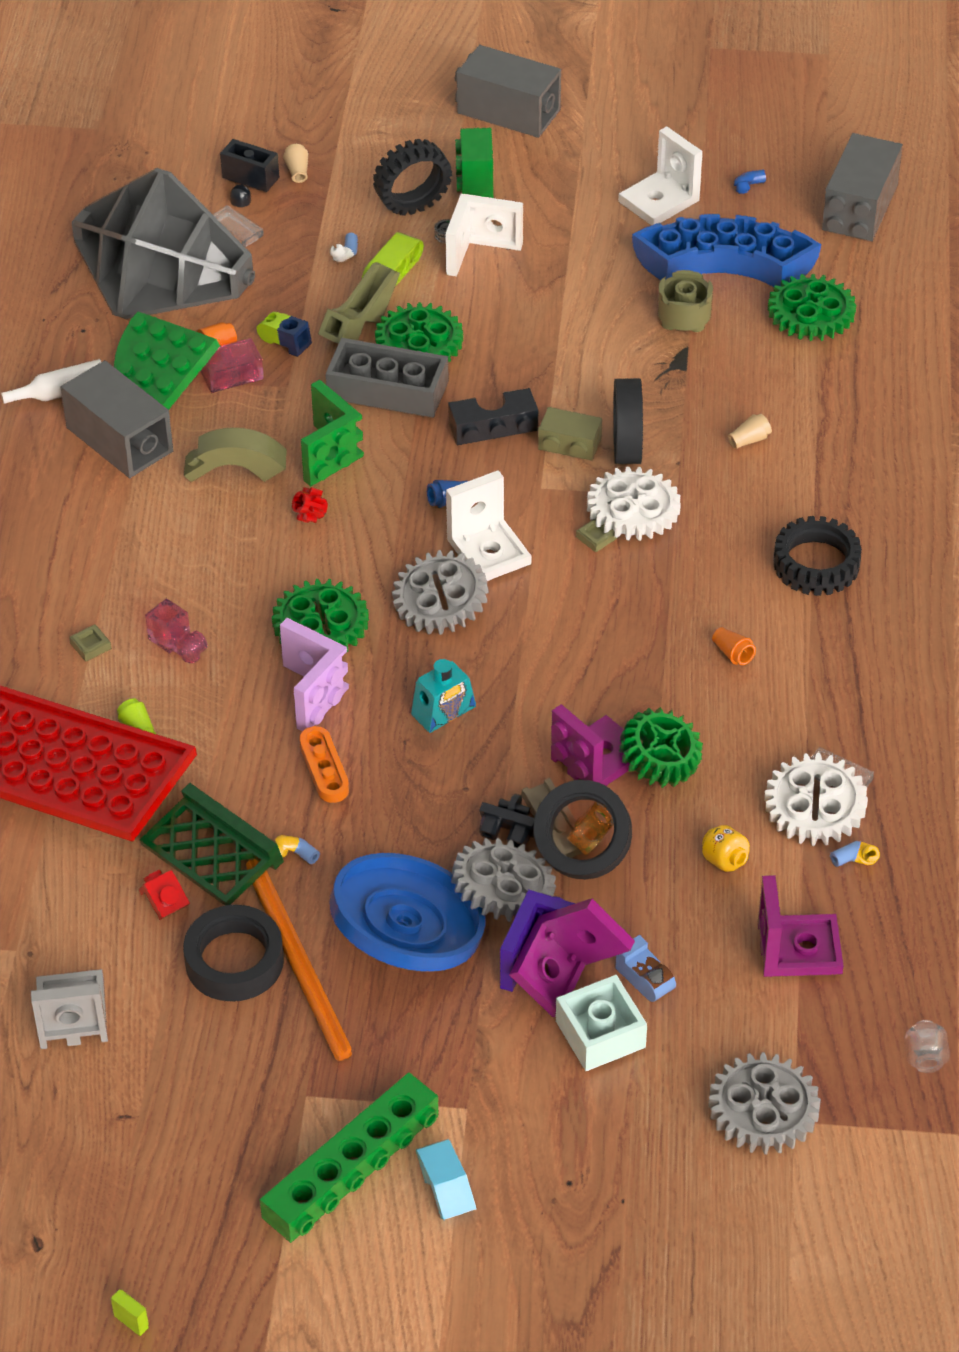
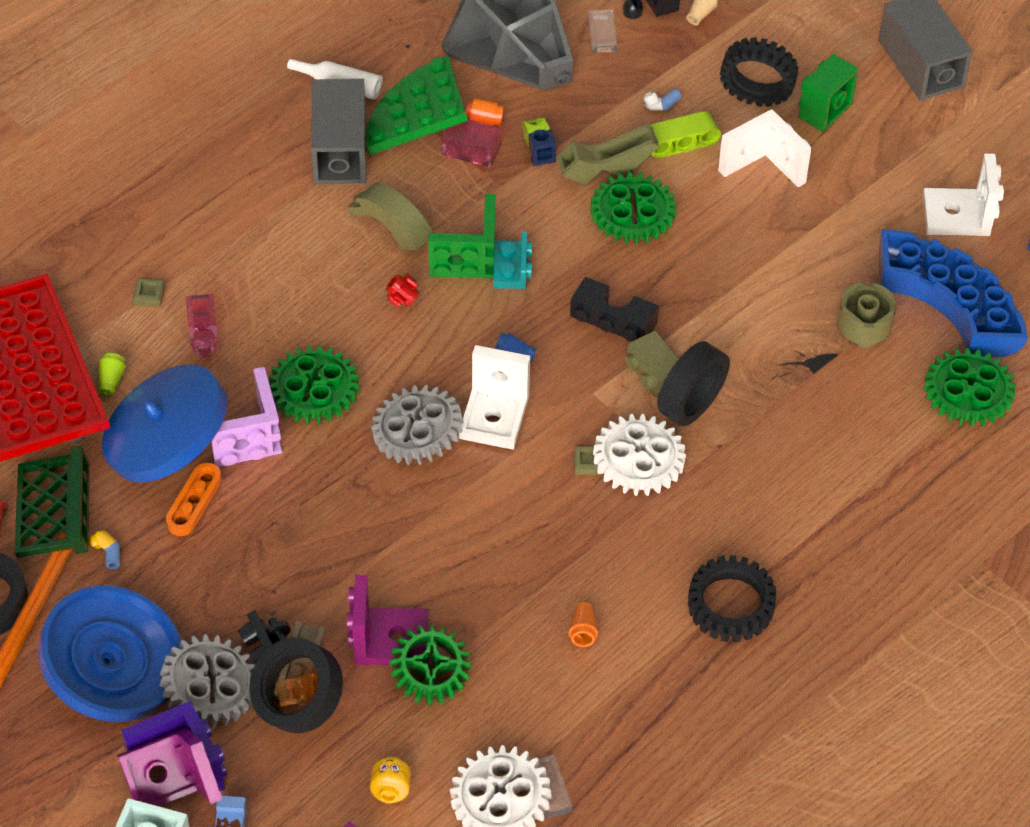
camera: 40 degrees right, 5 degrees up
(246, 716) = (164, 423): none -> blue container
(379, 433) = (511, 263): none -> teal bracket
(388, 377) = (567, 226): dark grey brick -> none
(442, 695) = (326, 507): teal torso -> none
(751, 431) = (799, 458): tan cone -> none

